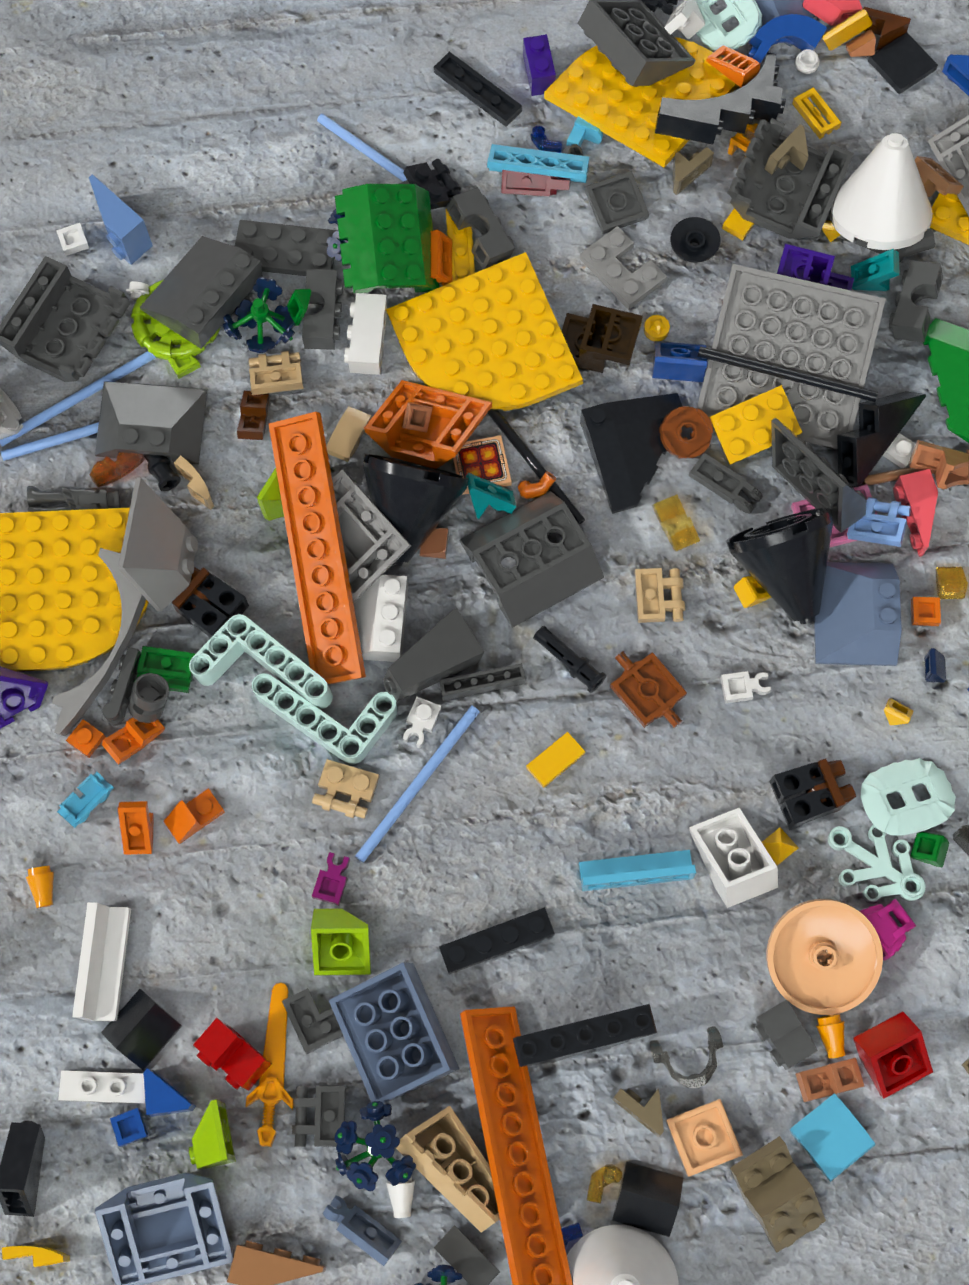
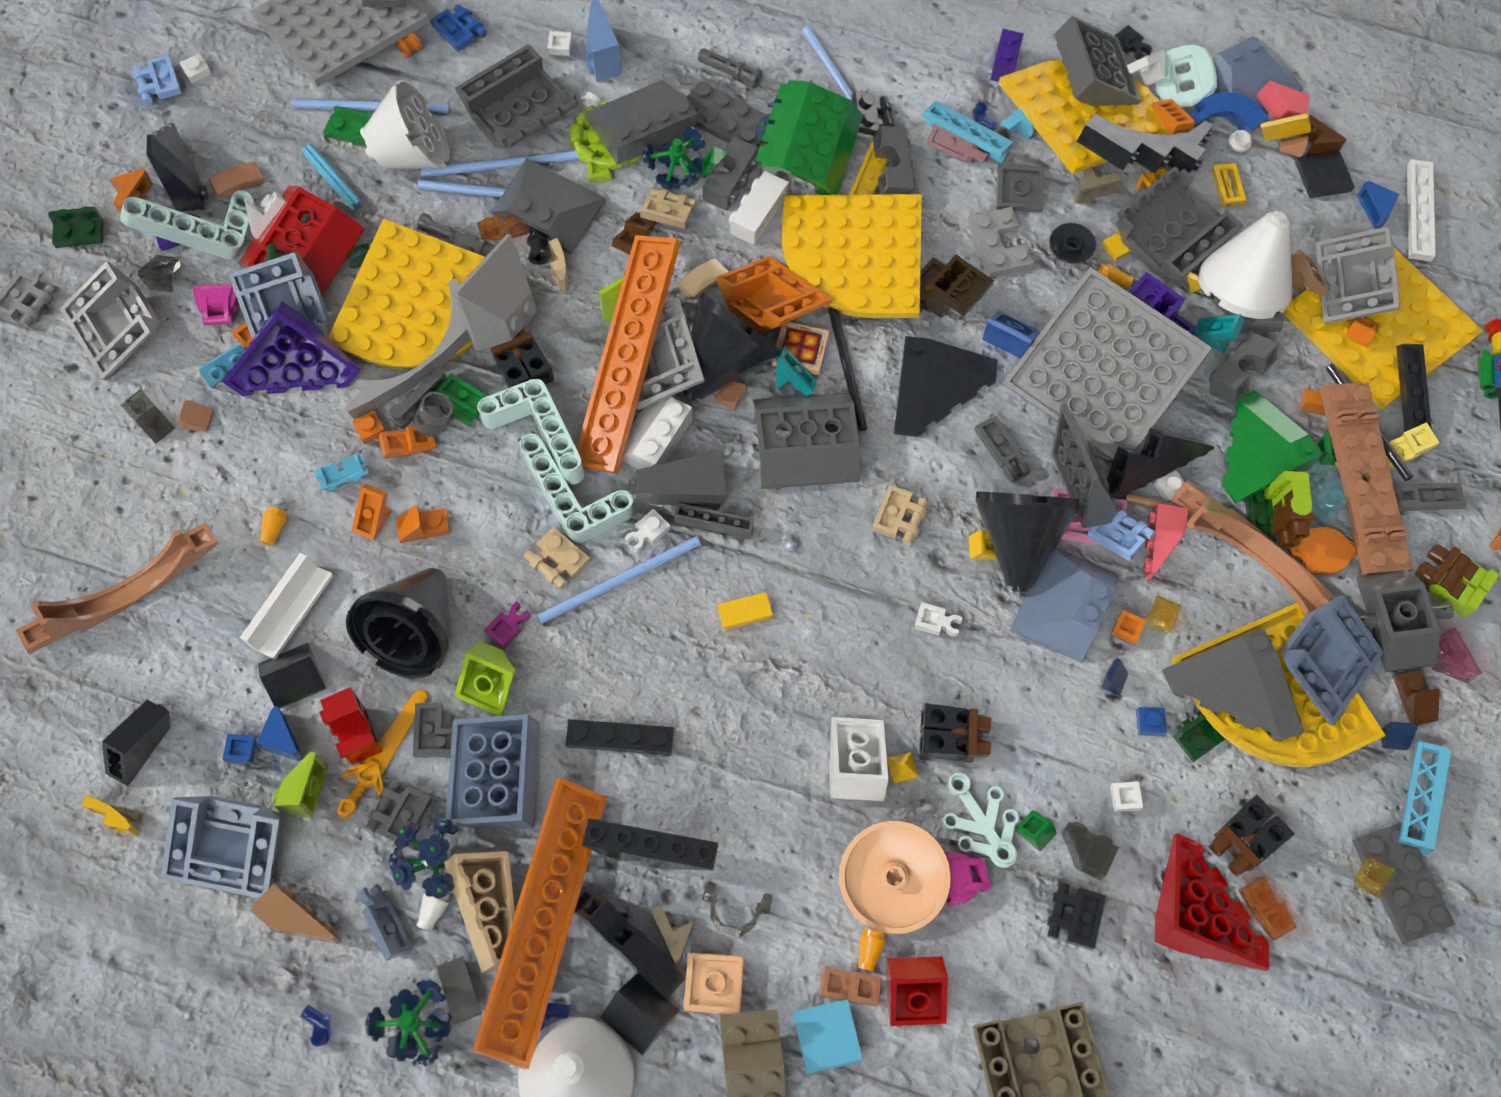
camera: 20 degrees right, 5 degrees down
(102, 1087) = (233, 706): white plate -> none
(235, 927) = (404, 624): none -> black cone
(275, 192) = (739, 70): none -> dark grey pin
(417, 417) = (765, 286): nougat slope -> none
(441, 257) = (849, 171): orange tile -> none
(478, 89) = (946, 56): black plate -> none
(538, 489) = (835, 386): orange arm -> none
(578, 666) = (801, 543): black pin -> none
(601, 1178) = (606, 977): clear yellow arm -> none
(604, 1137) = (628, 942): none -> black slope
(636, 870) = (767, 732): medium azure fence -> none
(648, 689) = (852, 587): dark orange plate -> none
(656, 328) = (1005, 300): yellow tile -> none
(675, 523) = (943, 463): clear yellow slope -> none
(687, 417) = (996, 381): dark orange plate -> none
(747, 426) = (1039, 407): yellow plate -> none
(751, 257) = (1116, 276): none -> light orange cone
(785, 1035) = (829, 929): dark grey brick -> none
(787, 374) = (1098, 378): black piece -> none
(792, 149) = (1189, 201): dark tan slope -> none
(897, 713) = (1061, 701): yellow slope -> none
(916, 815) = (1036, 794): light aqua piece -> none

